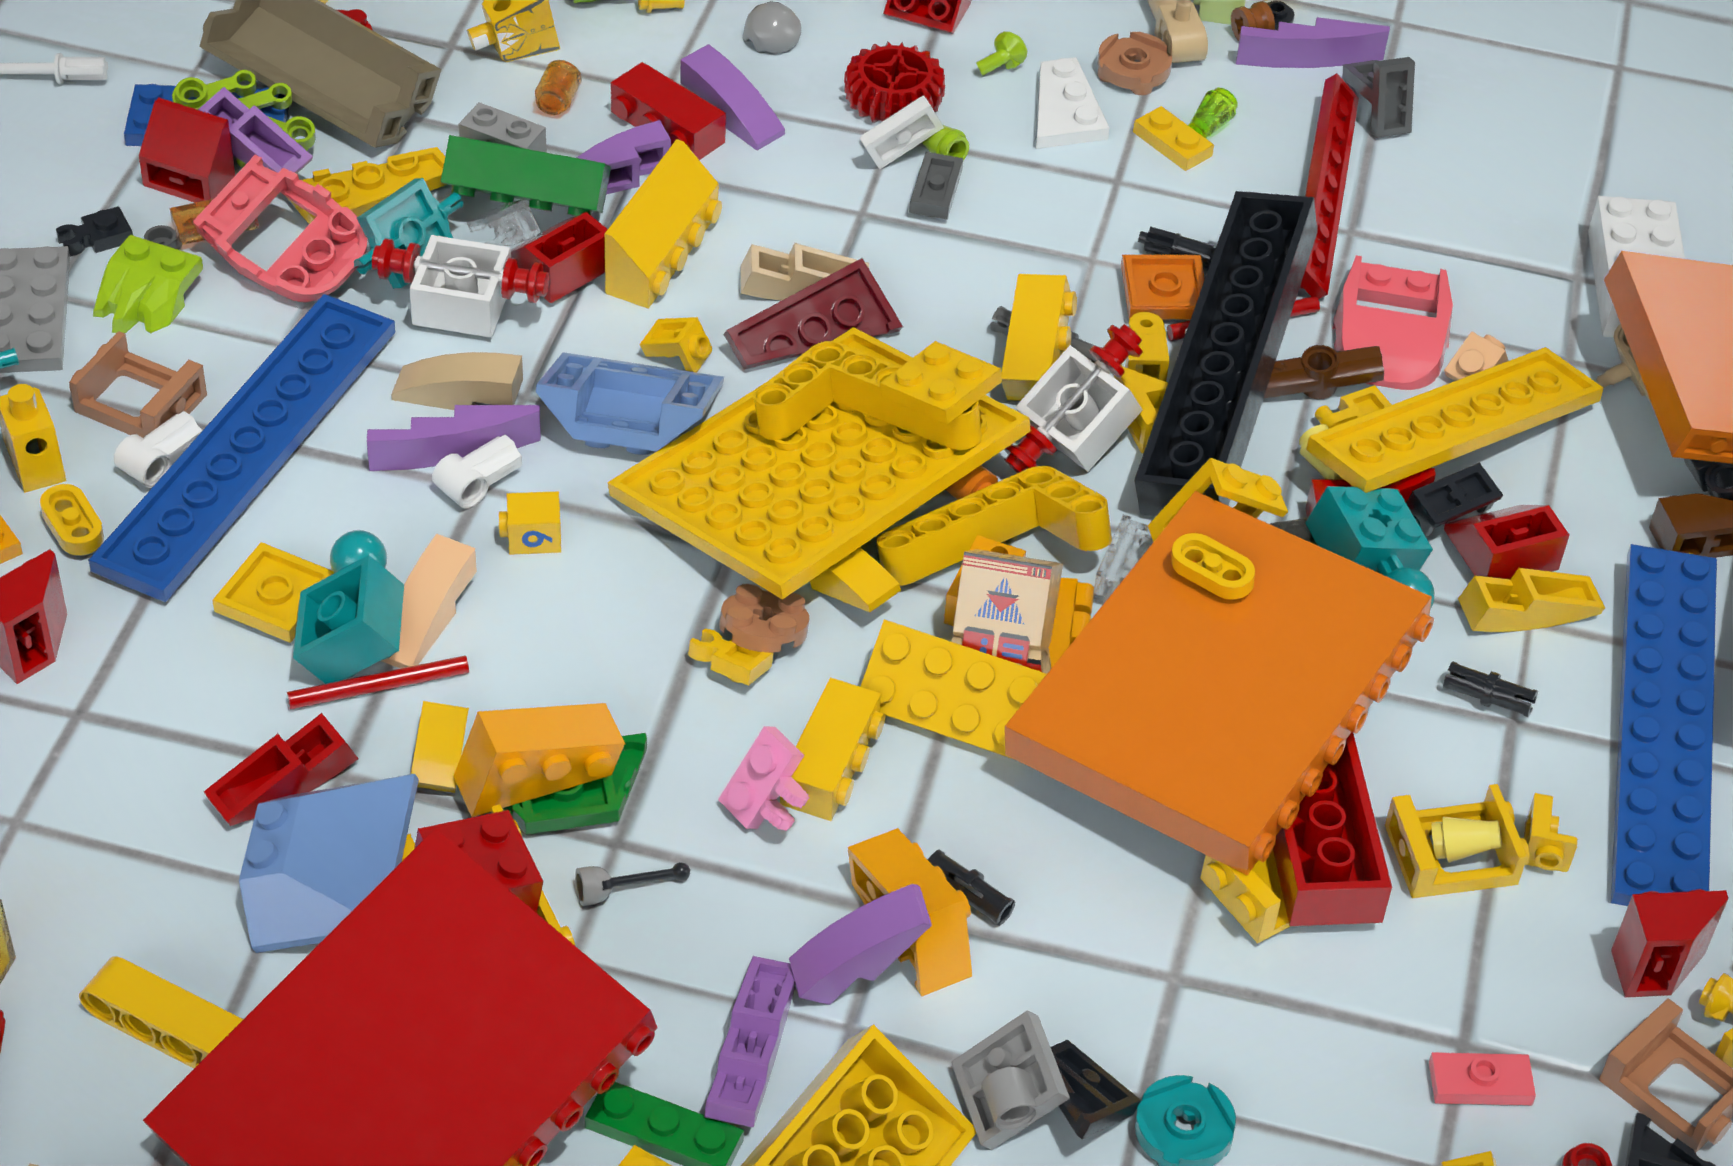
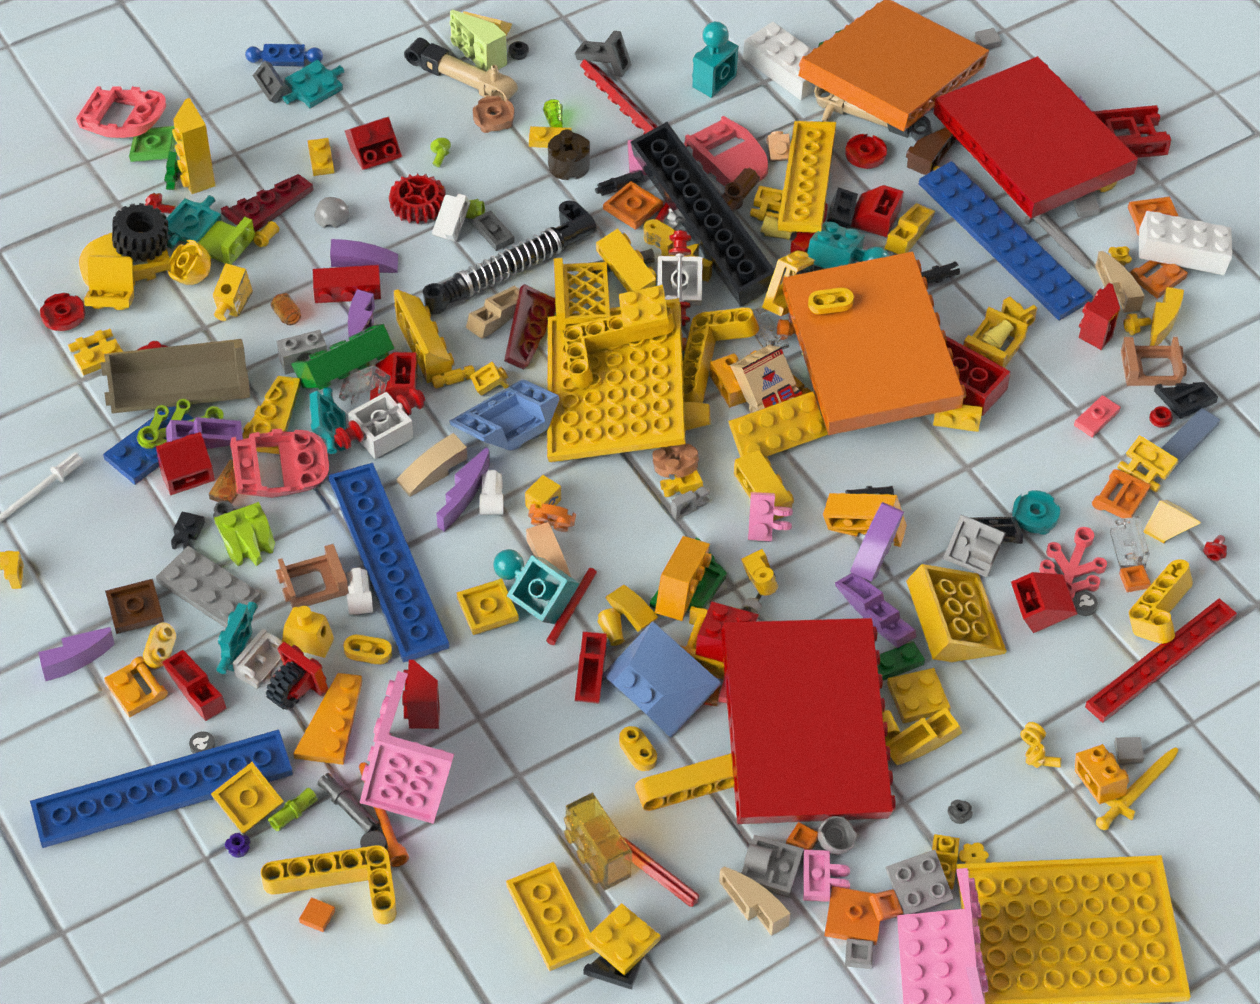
camera: 45 degrees left, 5 degrees up
(194, 920) = (636, 746): none -> yellow plate
(383, 744) = (610, 623): none -> yellow cone
(493, 550) = (555, 515): none -> orange plate
(638, 305) = (452, 376): none -> yellow axle
(658, 845) = (760, 573): none -> yellow leg
(699, 685) = (686, 503): none -> light grey plate
(908, 305) = (565, 293): none -> yellow fence
(990, 247) = (574, 226): none -> black piece
(1067, 106) = (494, 155): white wing -> none
(1157, 168) = (568, 155): none -> dark brown brick
(1256, 16) = (516, 59): dark orange wheel -> none
(1307, 46) = (548, 56): medium lavender slope -> none
(1518, 194) = (715, 63): none -> teal brick
(1605, 459) = (866, 151): none -> red plate

